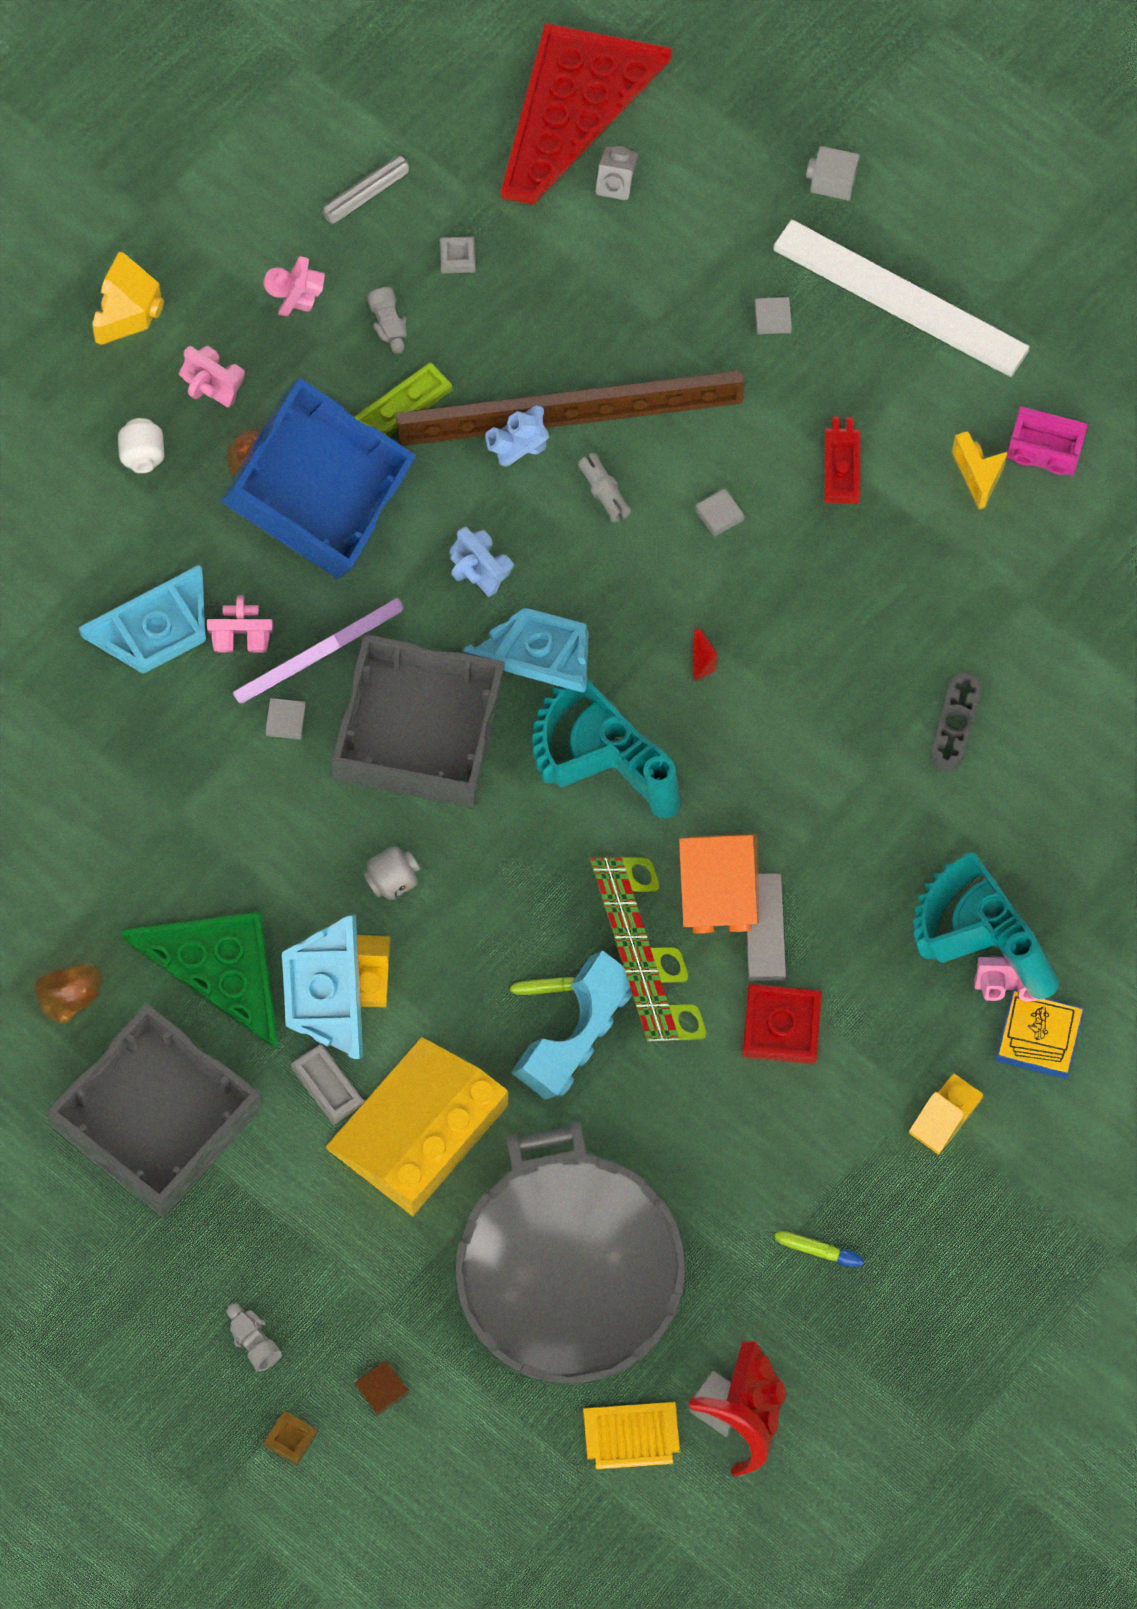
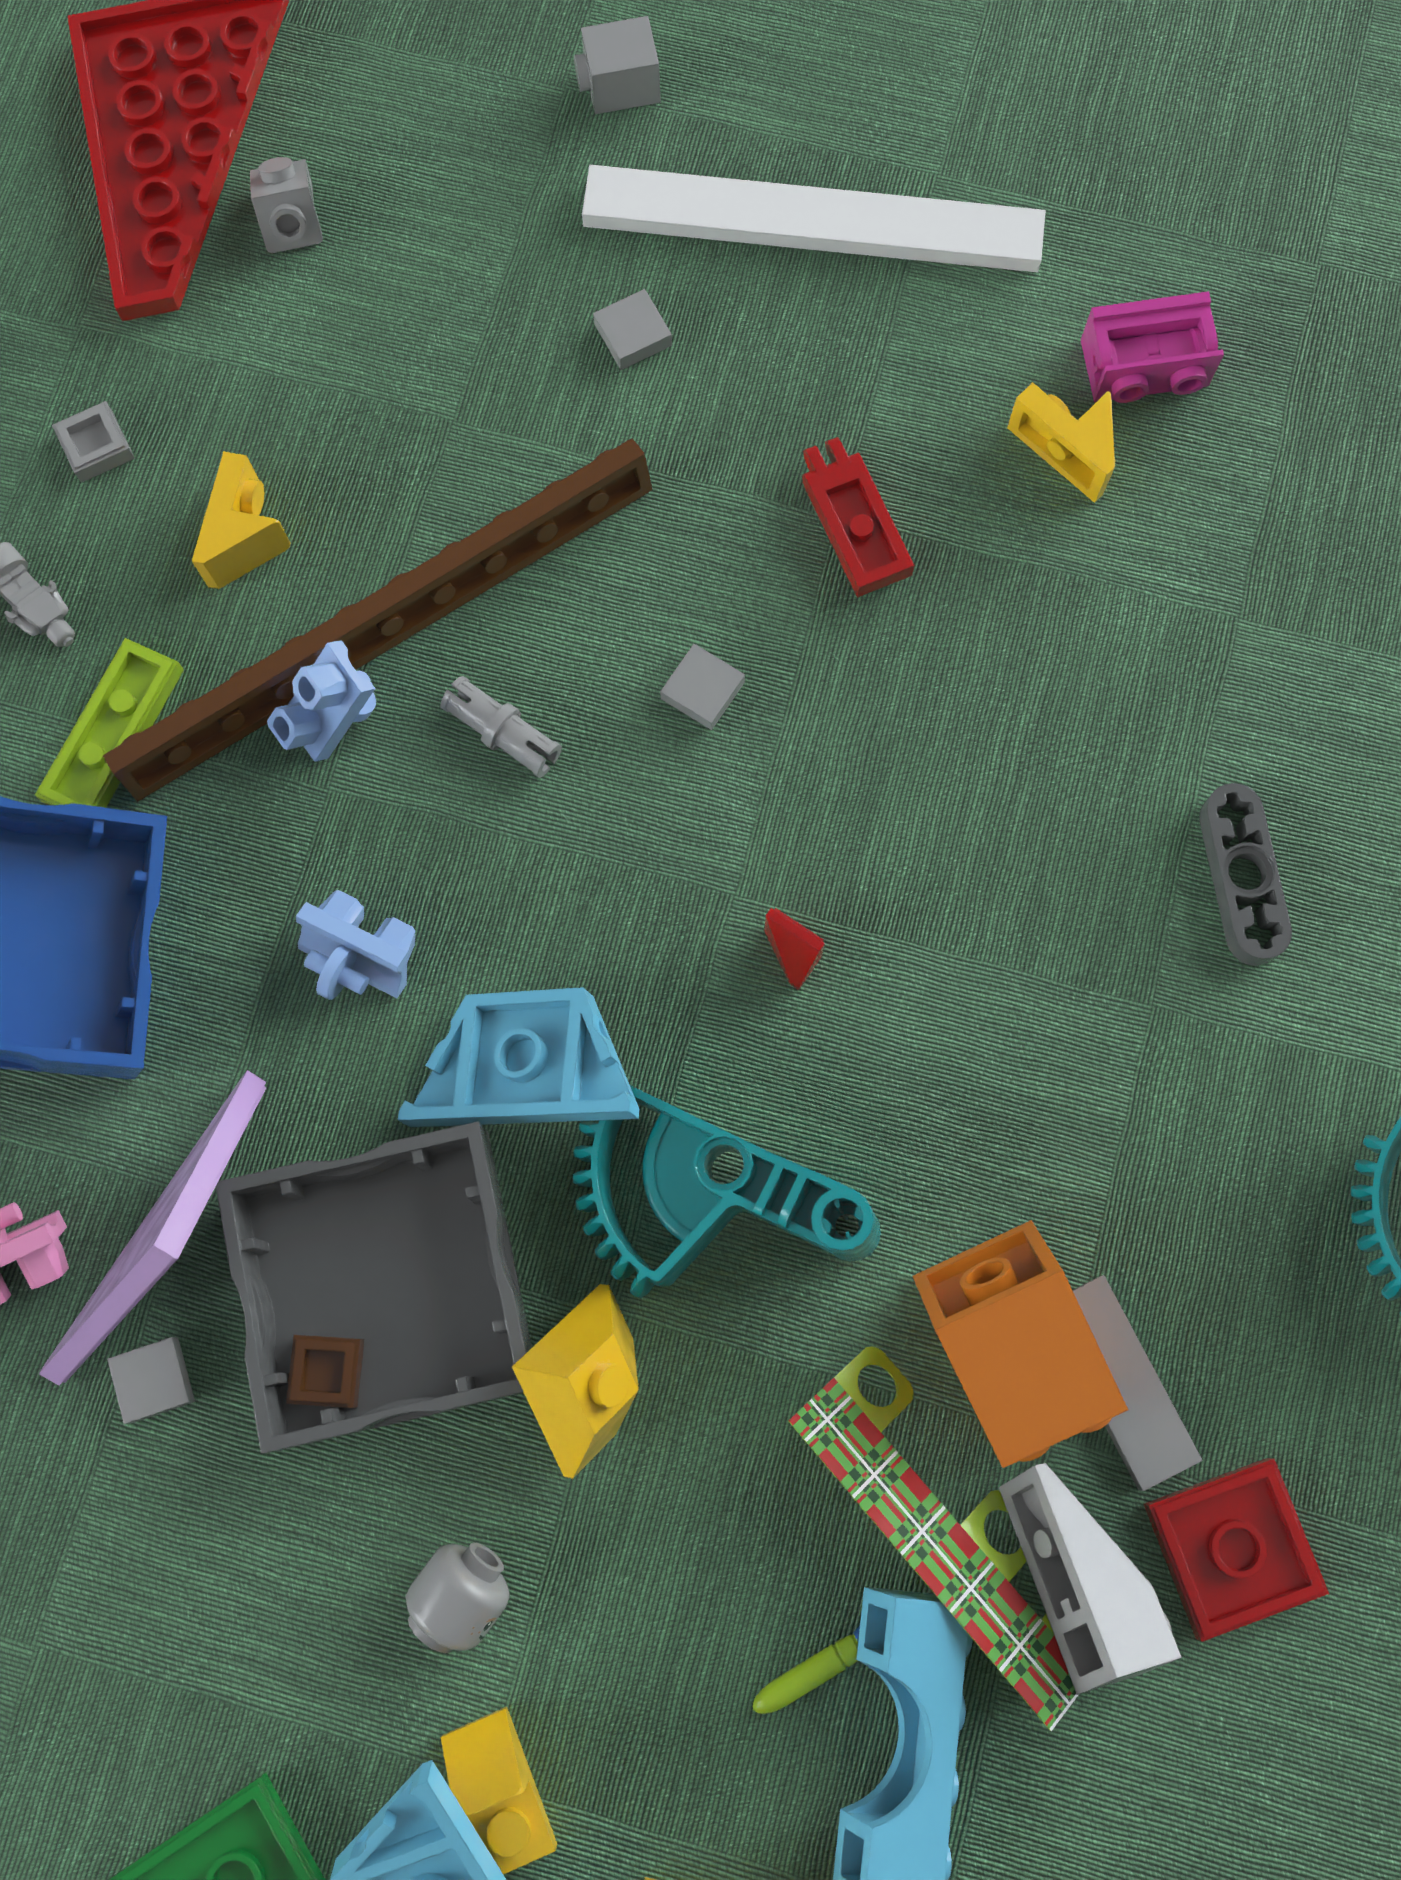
camera: 20 degrees left, 10 degrees up
(375, 745) = (325, 1371): none -> reddish brown tile
(497, 803) = (581, 1380): none -> yellow slope
(512, 332) = (233, 532): none -> yellow slope
(699, 1000) = (1090, 1590): none -> slope

